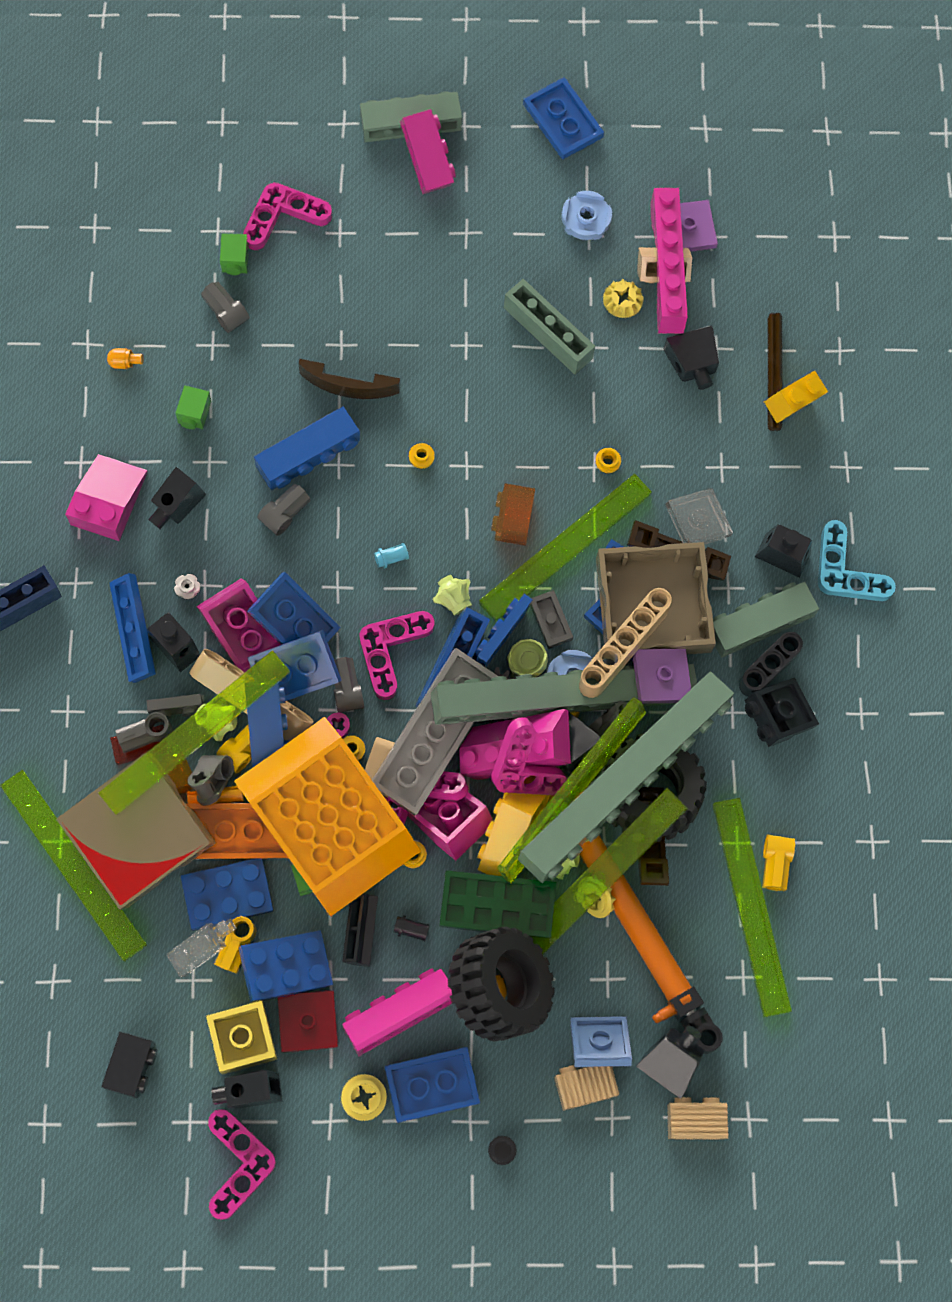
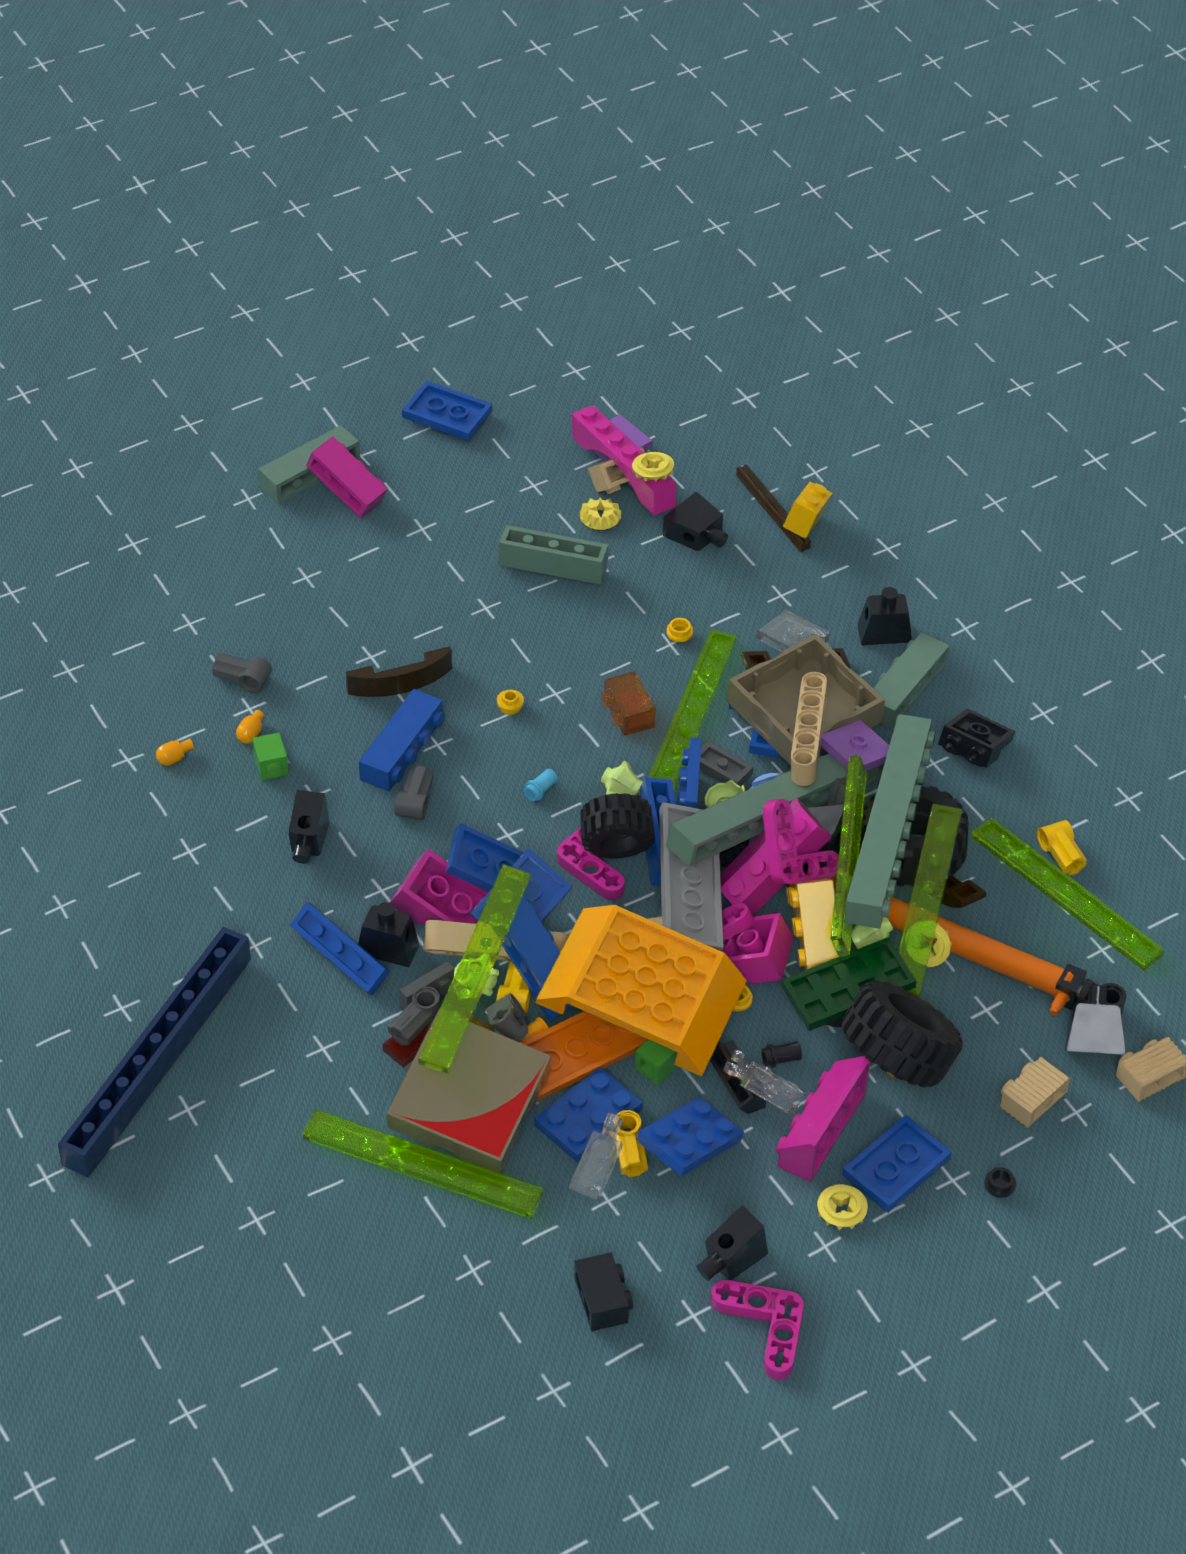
camera: 25 degrees left, 25 degrees down
(106, 497) = (238, 865): dark pink slope -> none
(187, 593) = (366, 895): white plate -> none
(197, 368) = (250, 727): none -> light orange cylinder
(234, 253) = (221, 628): bright green brick -> none
(241, 1037) = (692, 1208): light yellow brick -> none
(283, 204) = (238, 576): dark pink beam -> none
(307, 1021) = (743, 1175): dark red plate -> none
(347, 692) = (580, 898): dark grey piece -> none
(375, 955) = (765, 1083): none -> clear plate
(410, 644) = (616, 825): none -> black tyre
(582, 228) = (515, 479): light blue plate -> none
(600, 1041) = (1020, 1048): medium blue plate -> none
(682, 288) = (653, 466): none -> light yellow gear
(777, 654) = (941, 701): black beam -> none
(838, 571) = (946, 627): medium azure beam -> none

